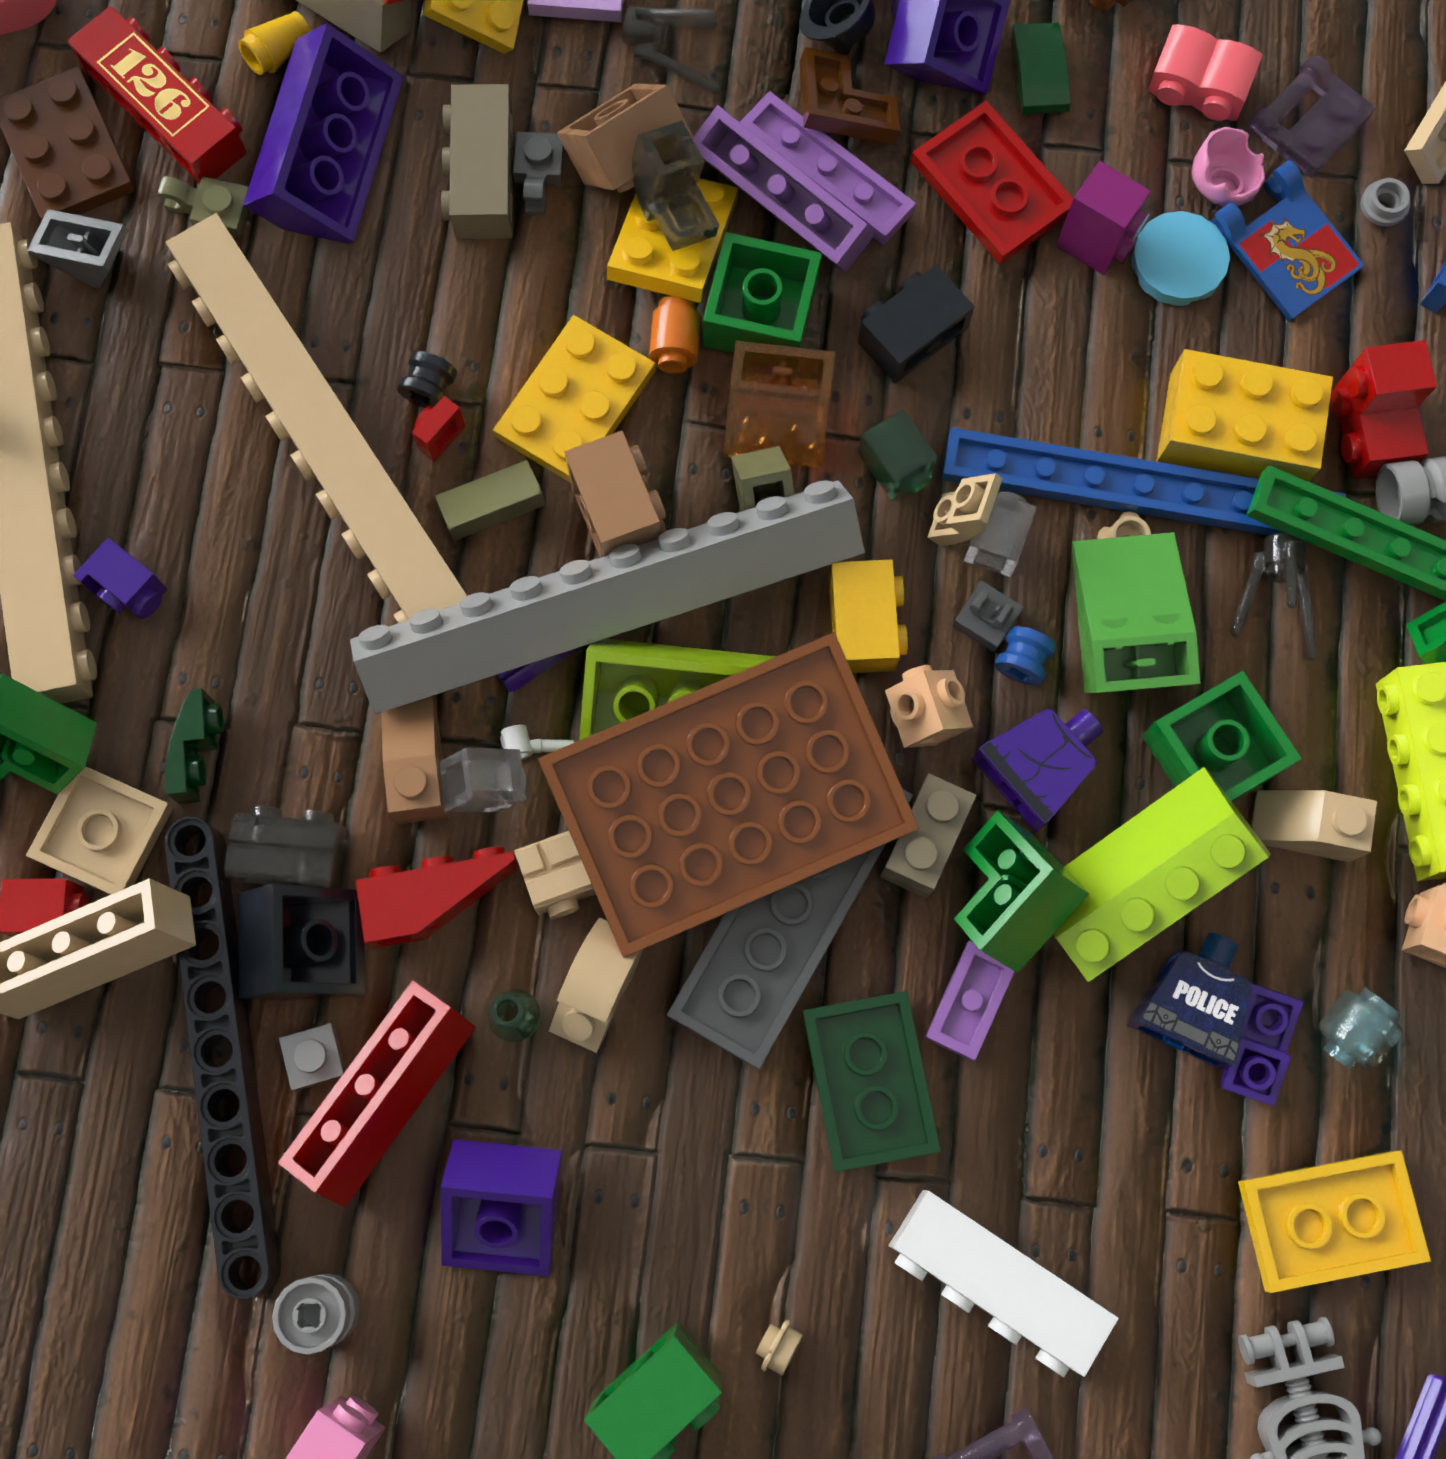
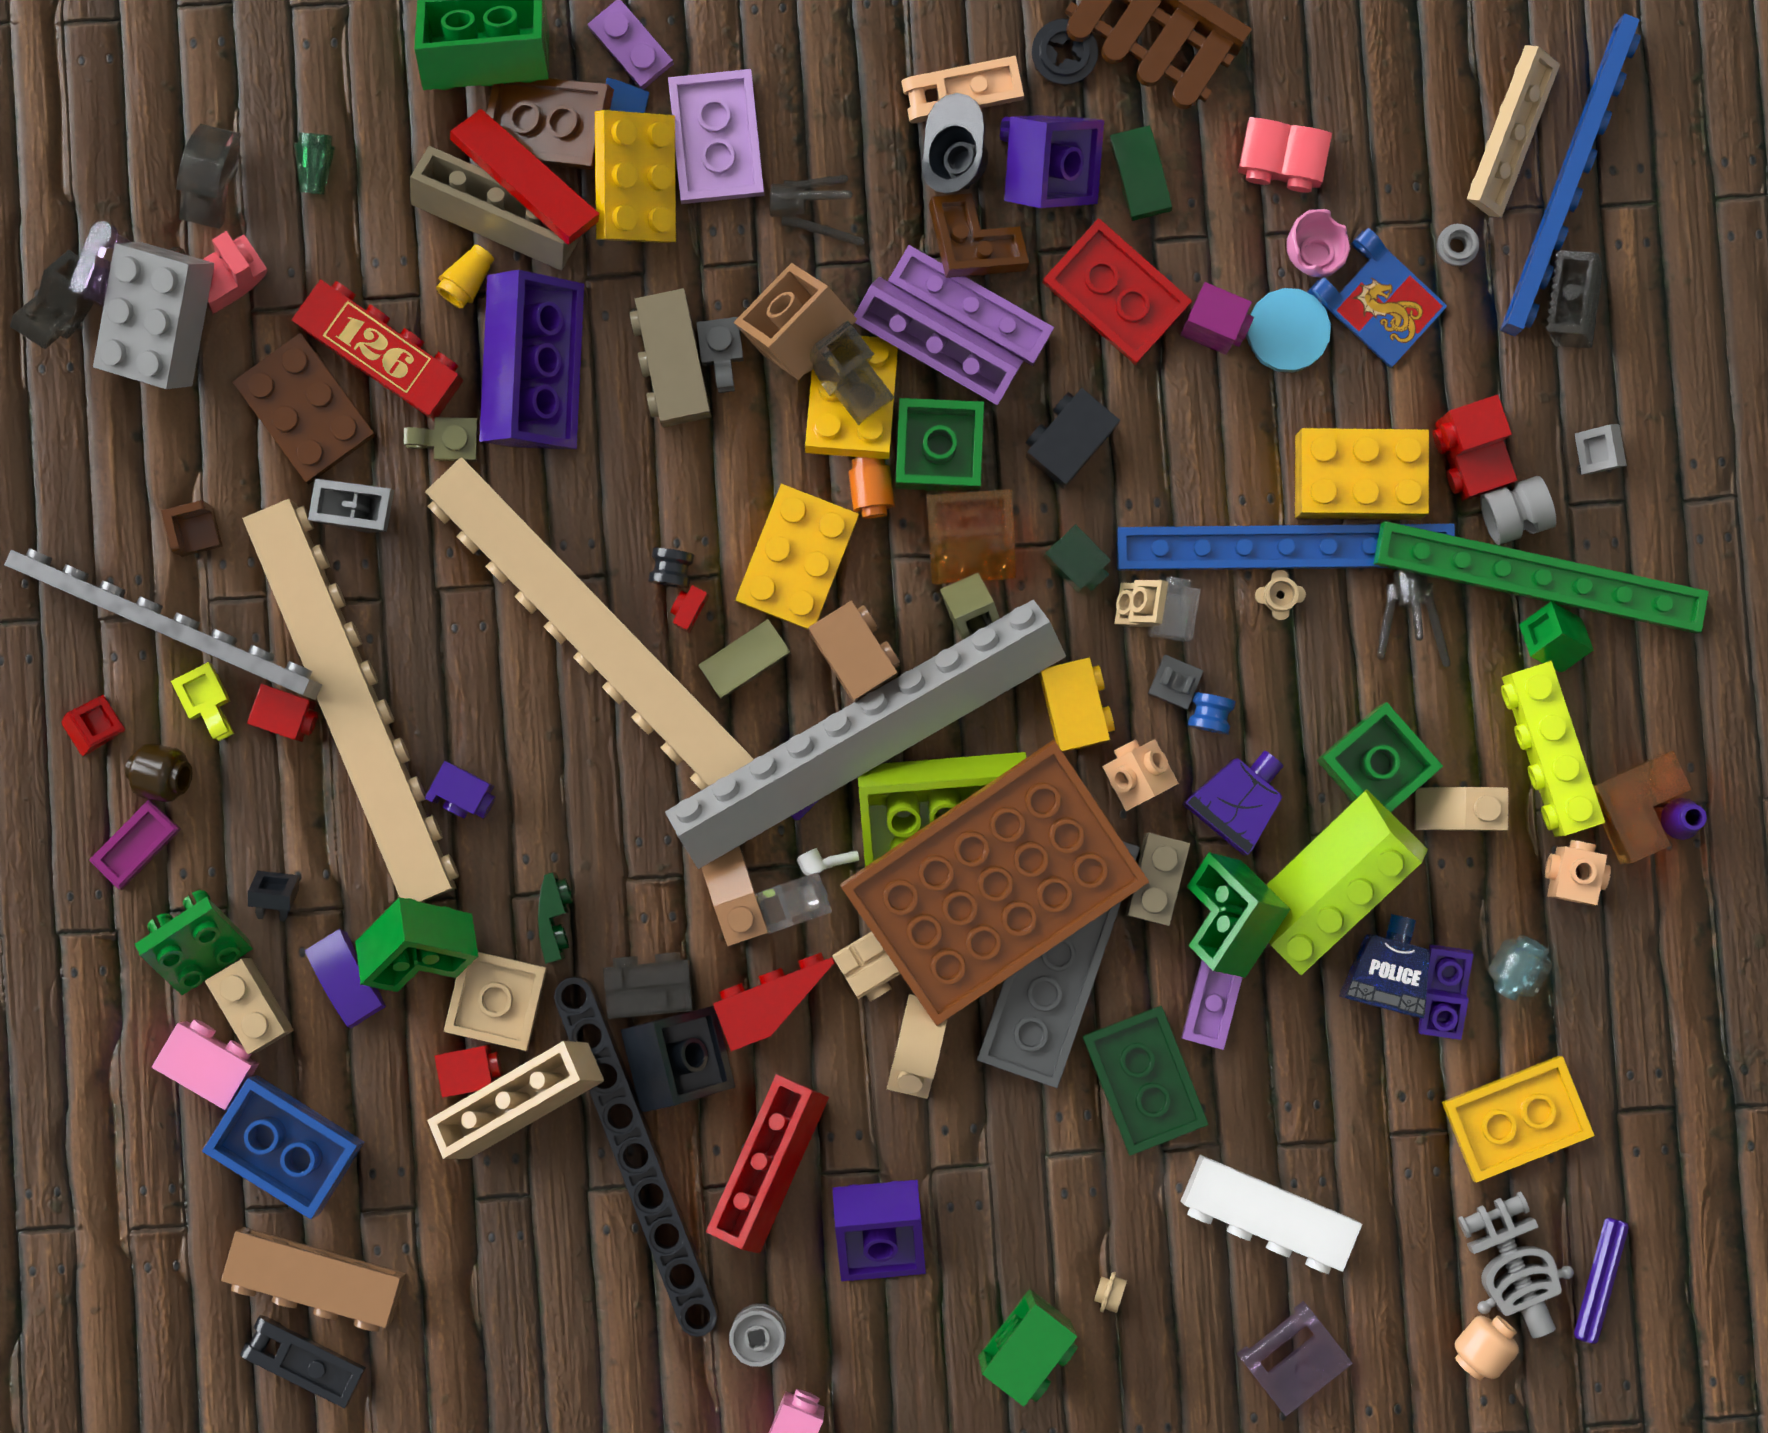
camera: 10 degrees left, 10 degrees up
(312, 1057) = (706, 1143): light grey plate -> none
(523, 1024) = (856, 1068): cone -> none
(1134, 614) = (1293, 666): bright green slope -> none
(1322, 128) = (1395, 181): clear purple plate -> none

